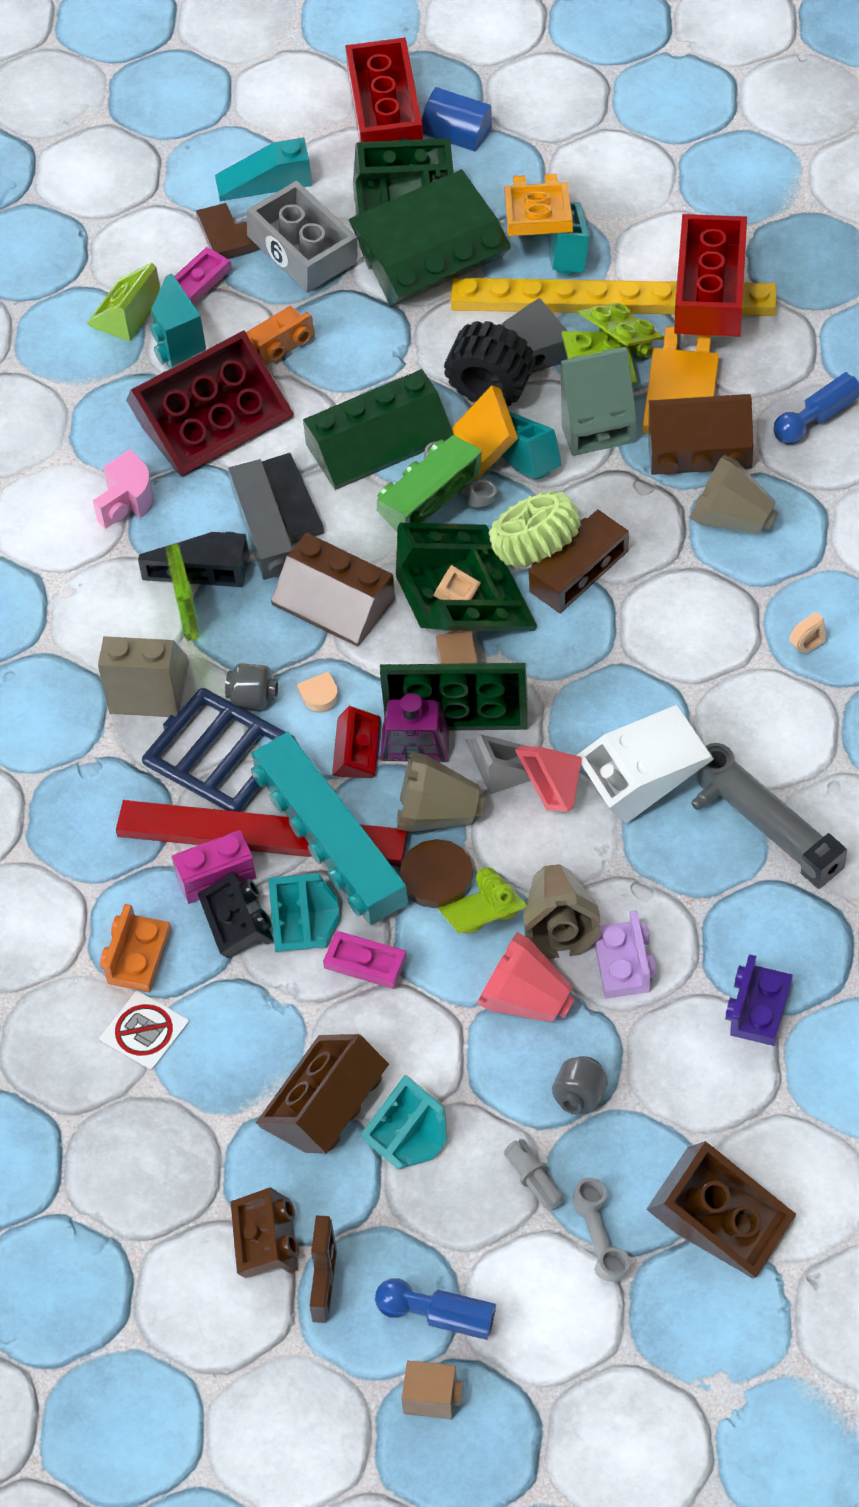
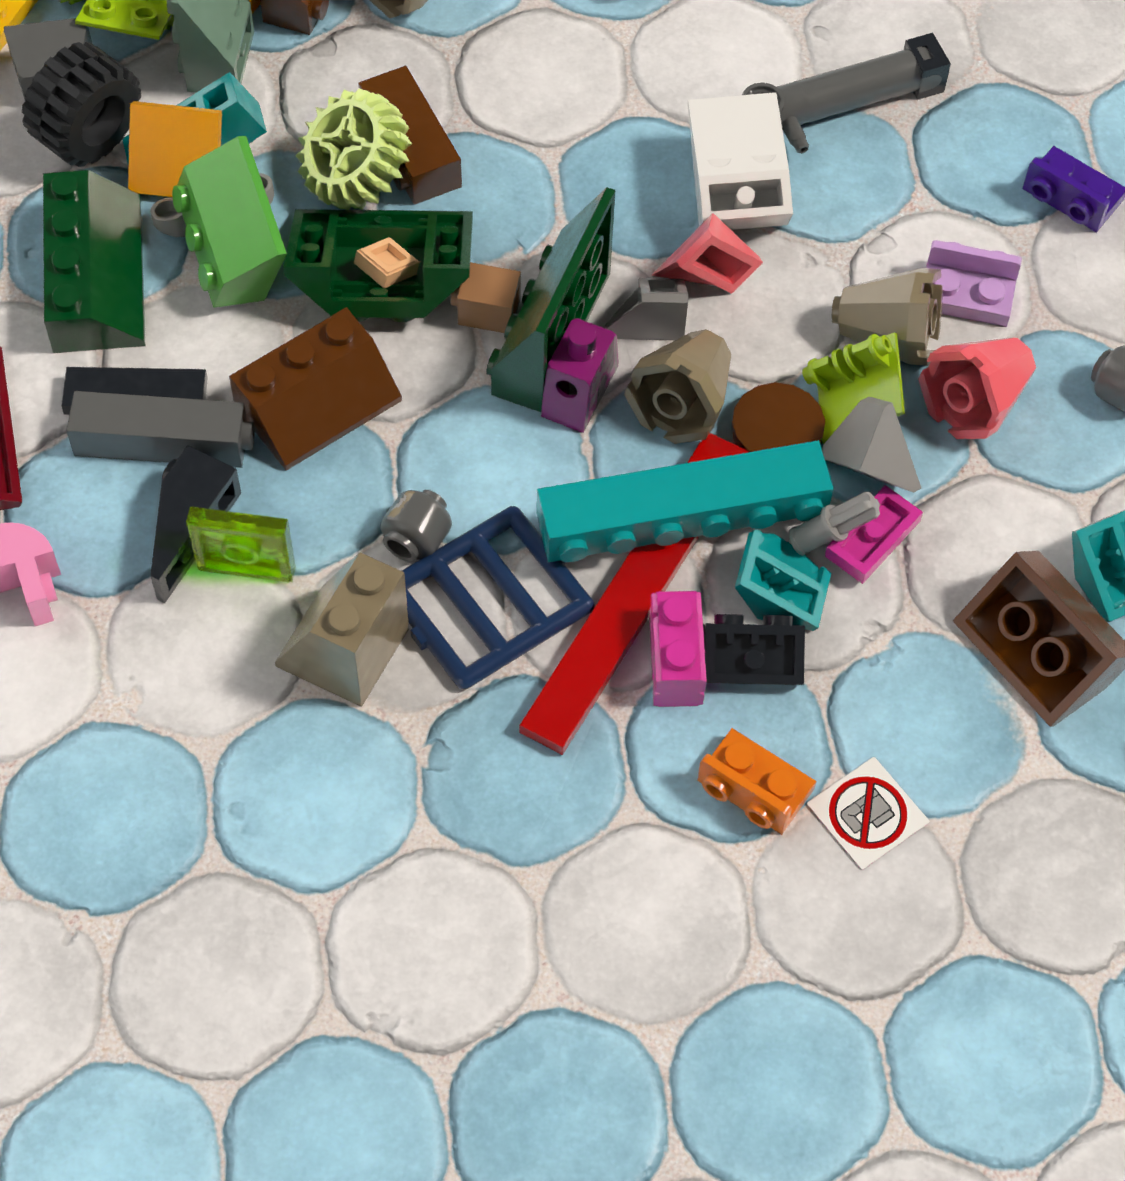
camera: 75 degrees left, 5 degrees up
(319, 692) = (457, 459): light nougat tile -> none
(349, 922) = (834, 523): none -> light grey axle
(356, 744) = (550, 447): red slope -> none
(421, 933) = (873, 445): none -> light grey slope

